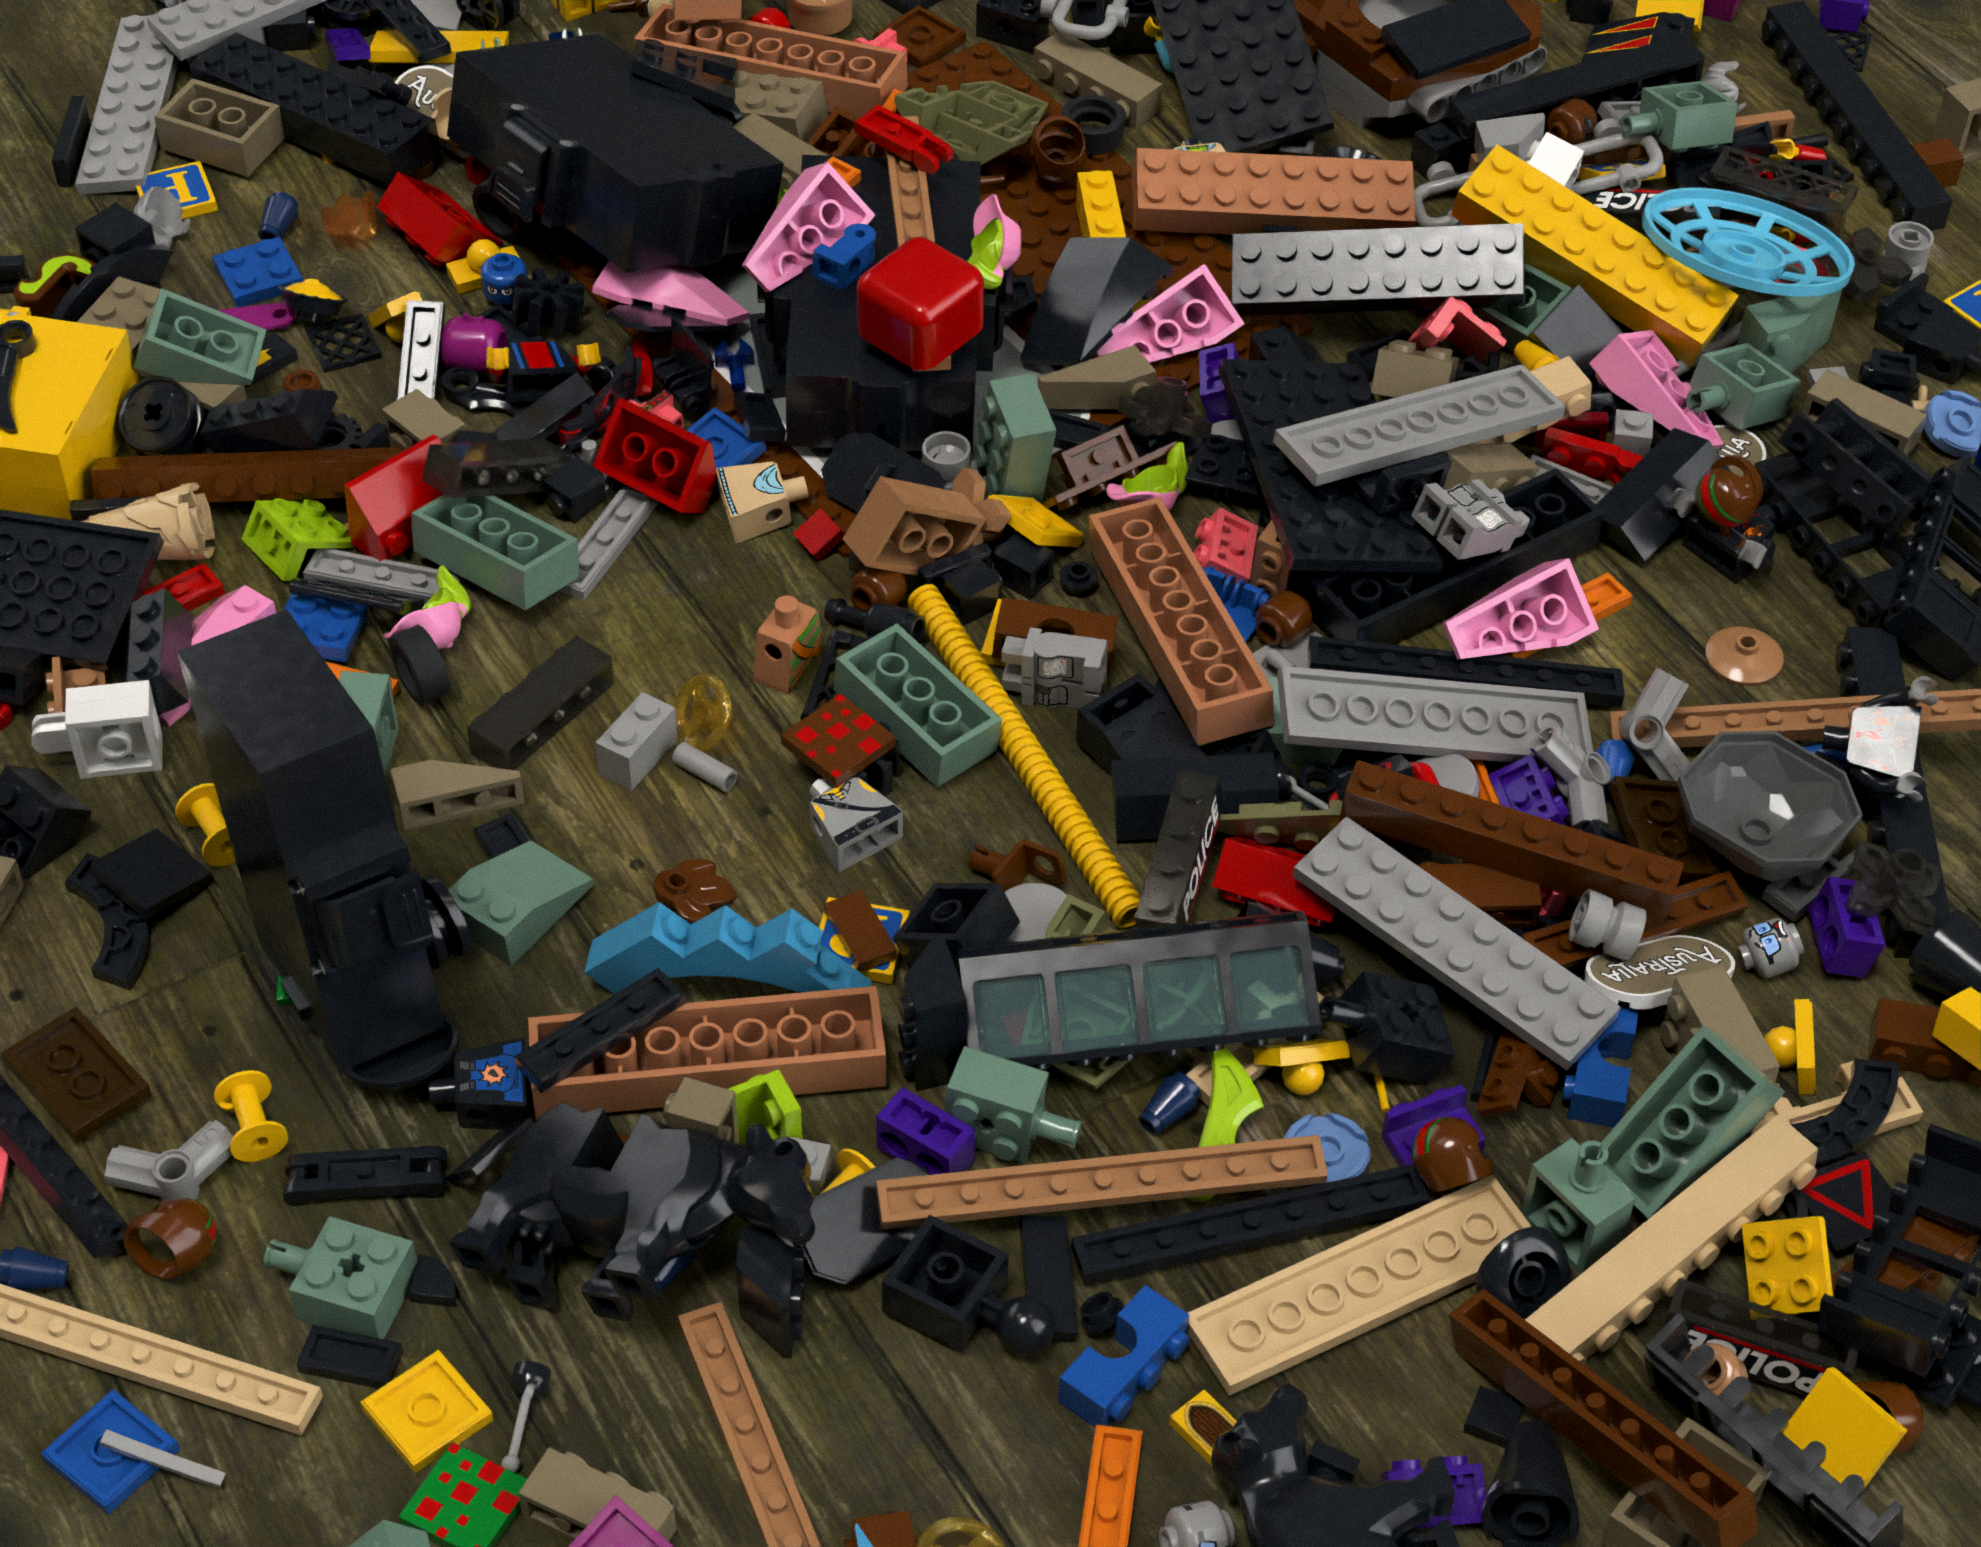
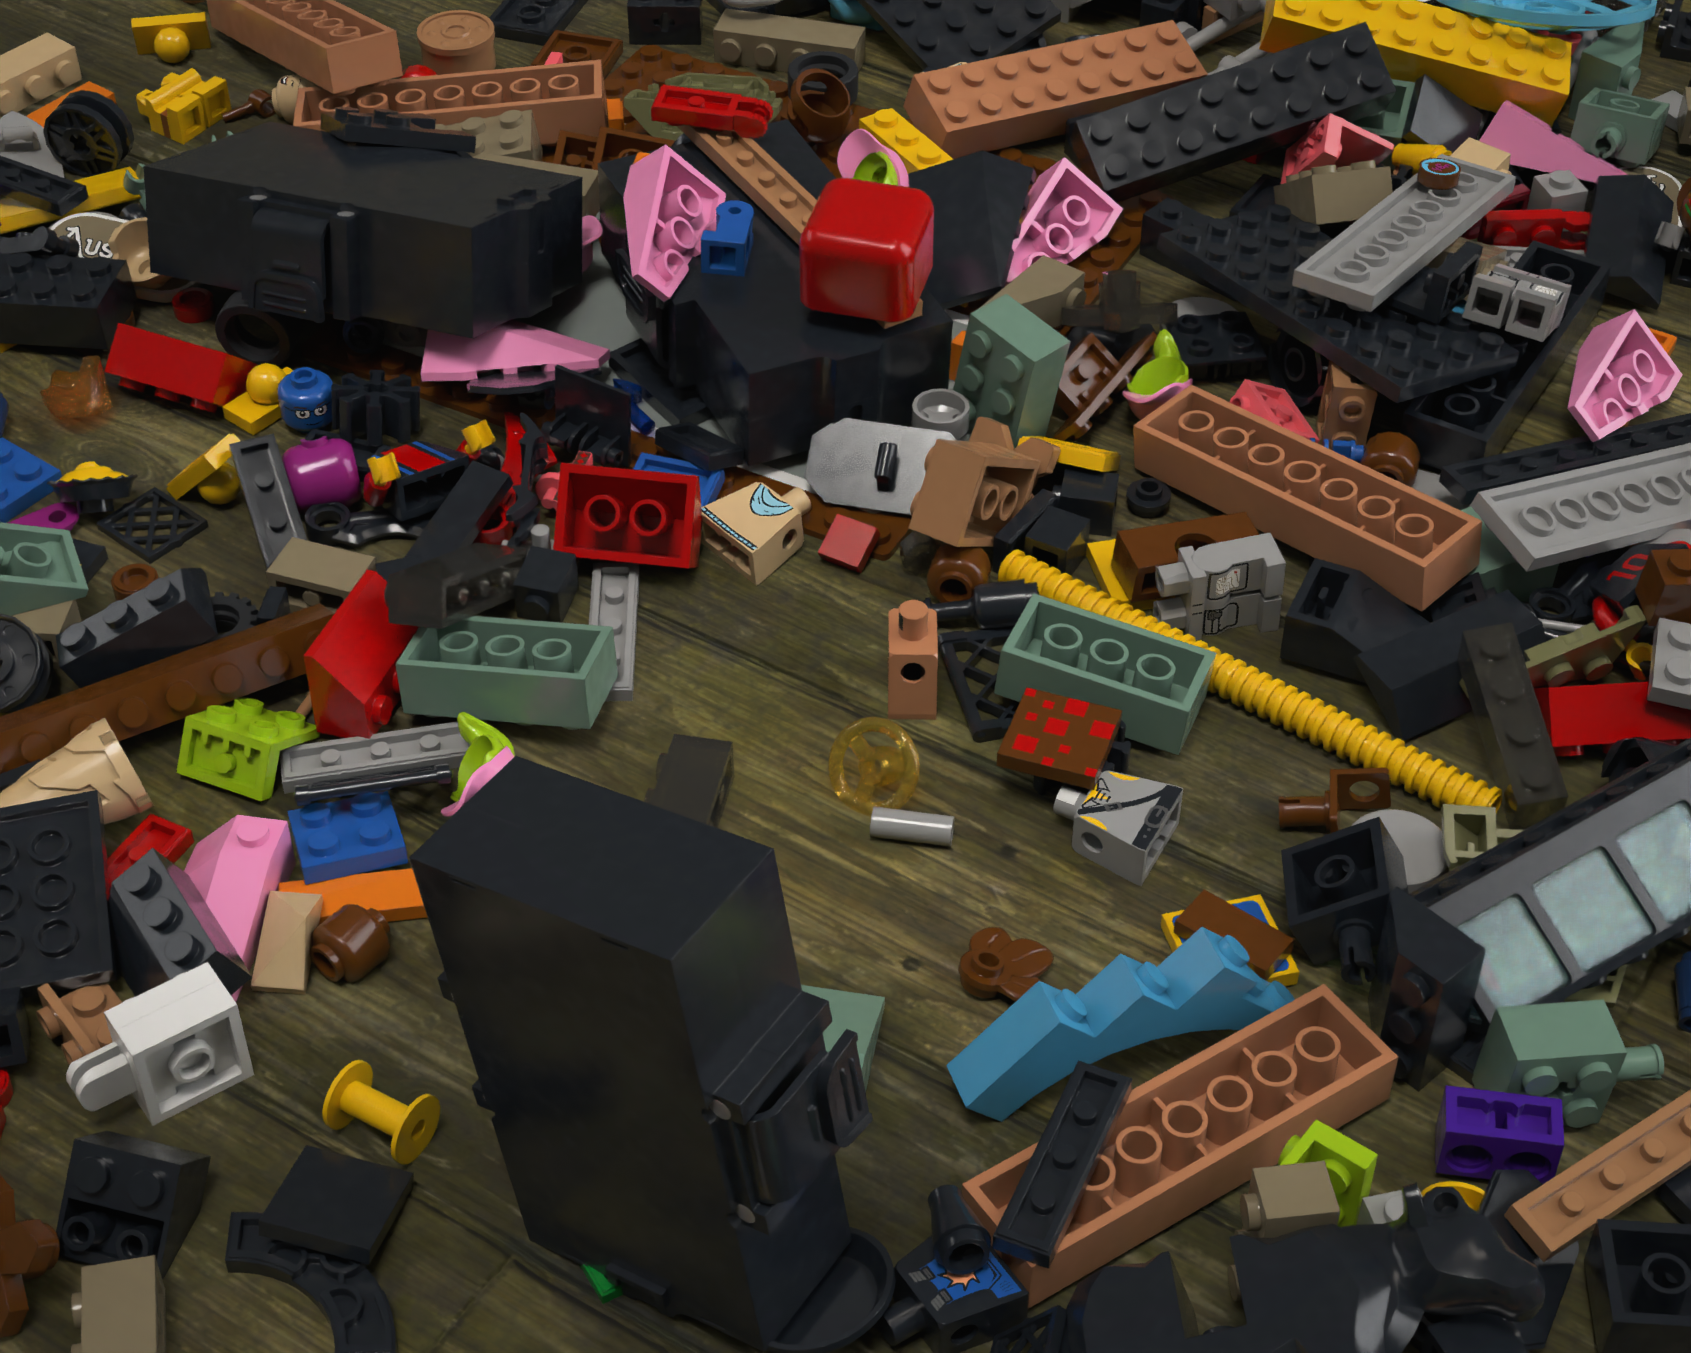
camera: 25 degrees left, 5 degrees down
(497, 1049) = (957, 1233): none -> black cone
(636, 741) = (821, 825): light grey brick -> none
(1211, 386) = (1159, 275): dark purple brick -> none
(1490, 382) = (1438, 173): none -> reddish brown tile

